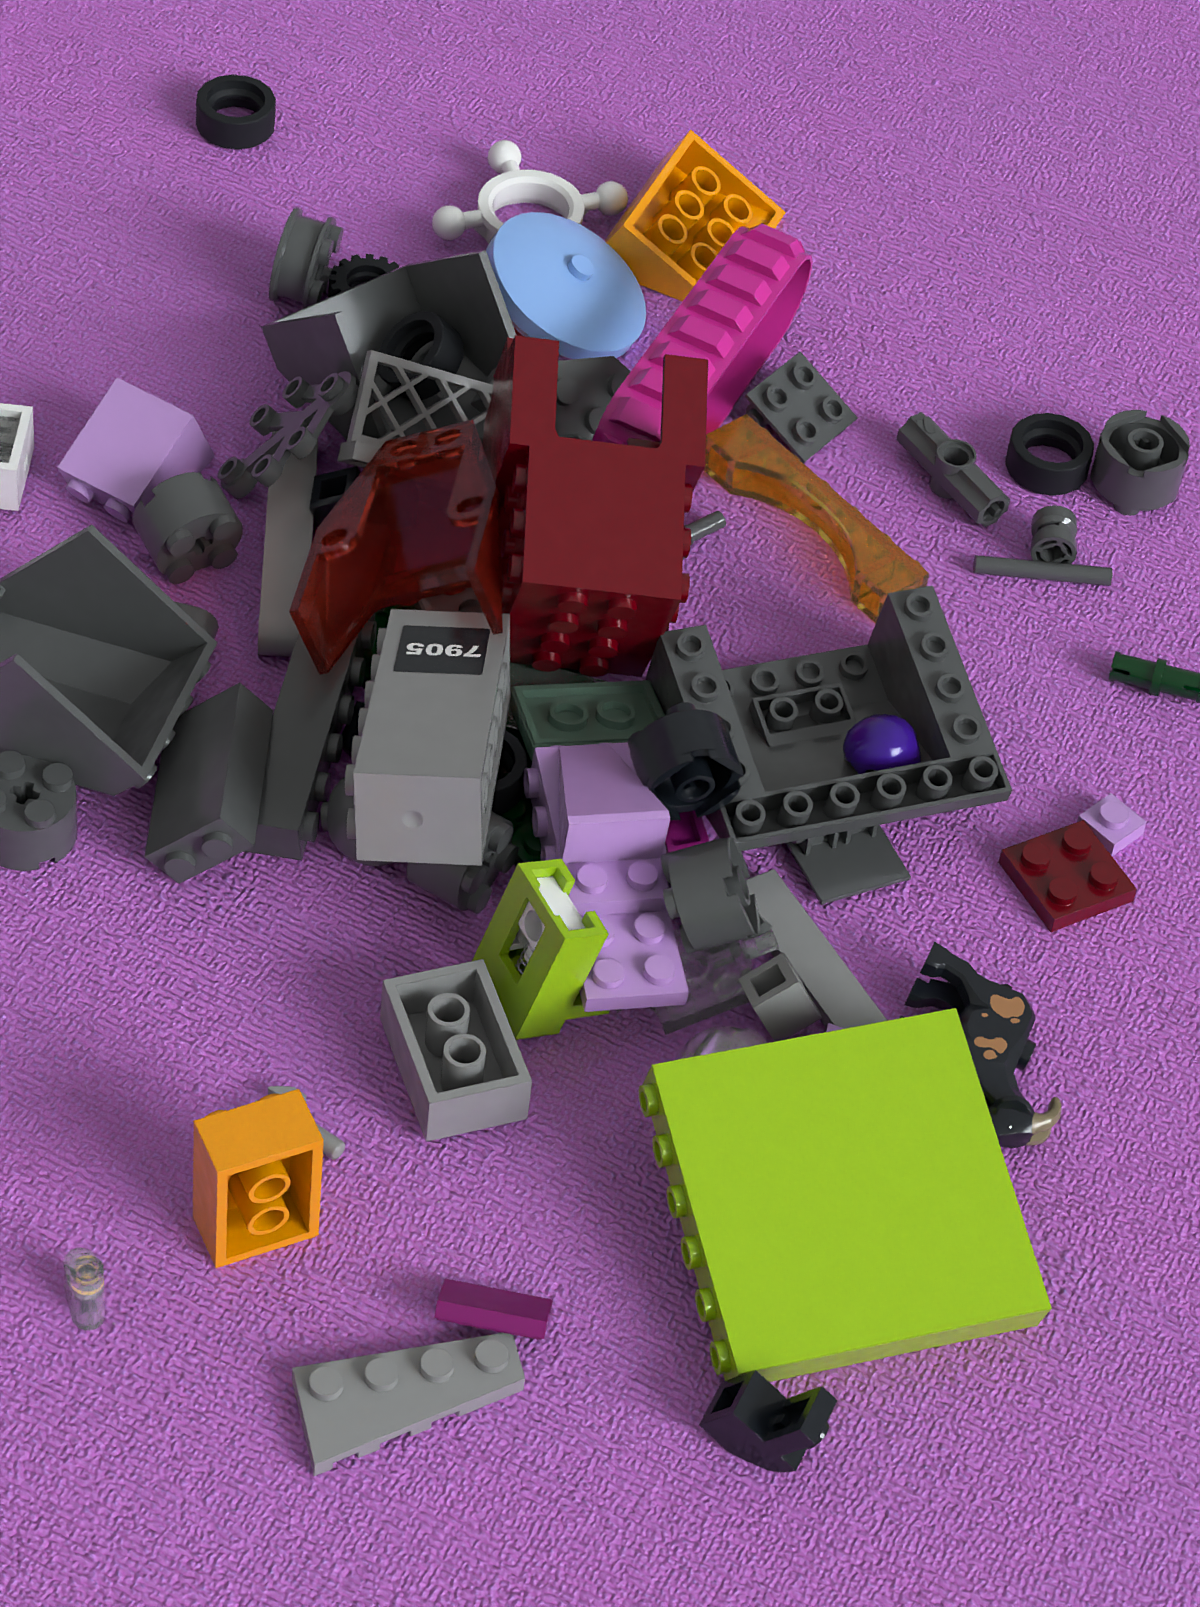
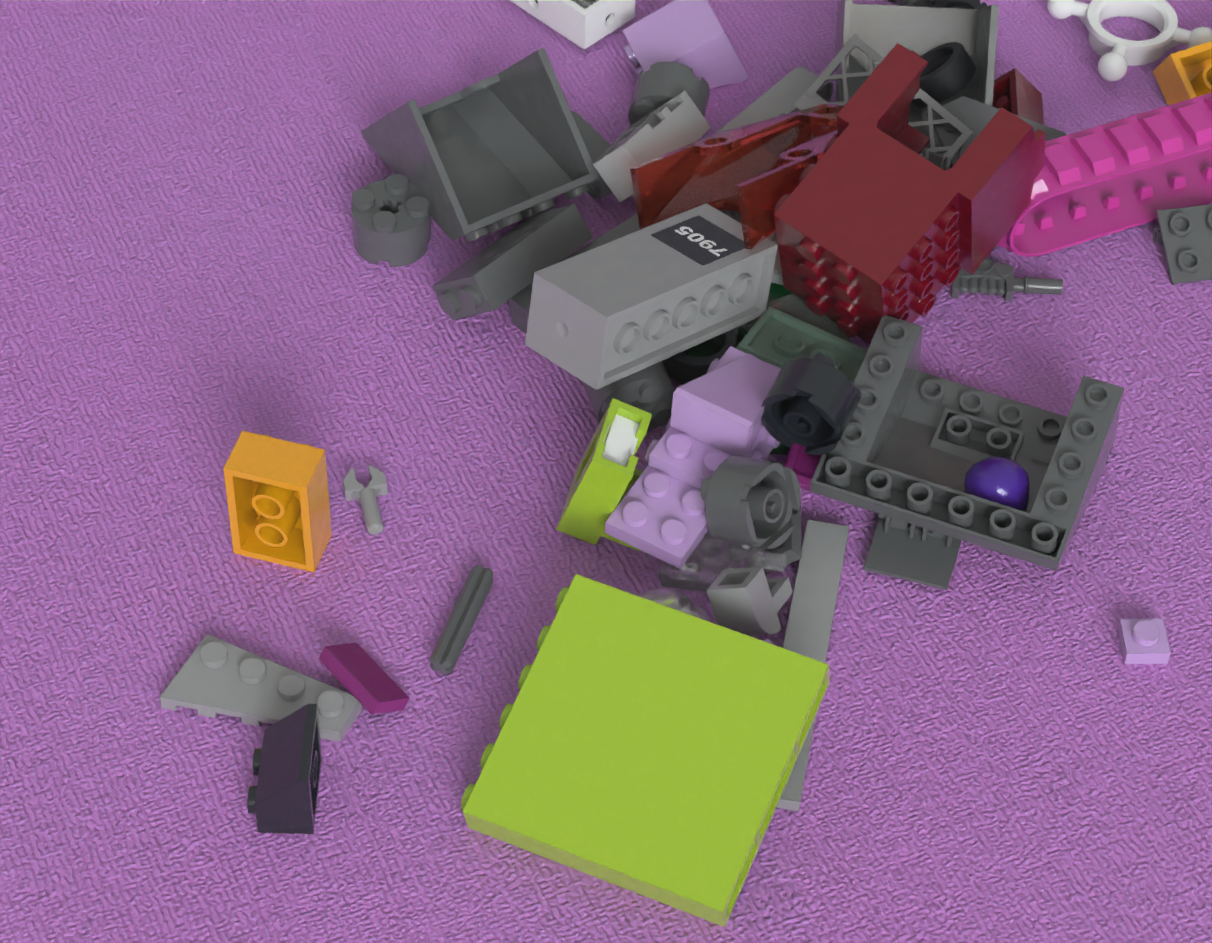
camera: 45 degrees right, 0 degrees up
(84, 1288) = (135, 510): clear piece -> none
(233, 579) = (656, 134): none -> light grey wedge
(334, 395) = (815, 56): dark grey plant -> none
(455, 1050) = (499, 507): light grey brick -> none
(518, 1188) = (461, 620): none -> dark grey axle
(538, 1448) = (288, 774): none -> black slope
(567, 286) = (1091, 71): light blue dish -> none
(758, 467) = (1121, 265): clear yellow arch -> none
(764, 1425) = (456, 856): black brick -> none
(997, 1035) = (868, 725): black animal -> none
(1067, 875) = (1071, 655): dark red plate -> none

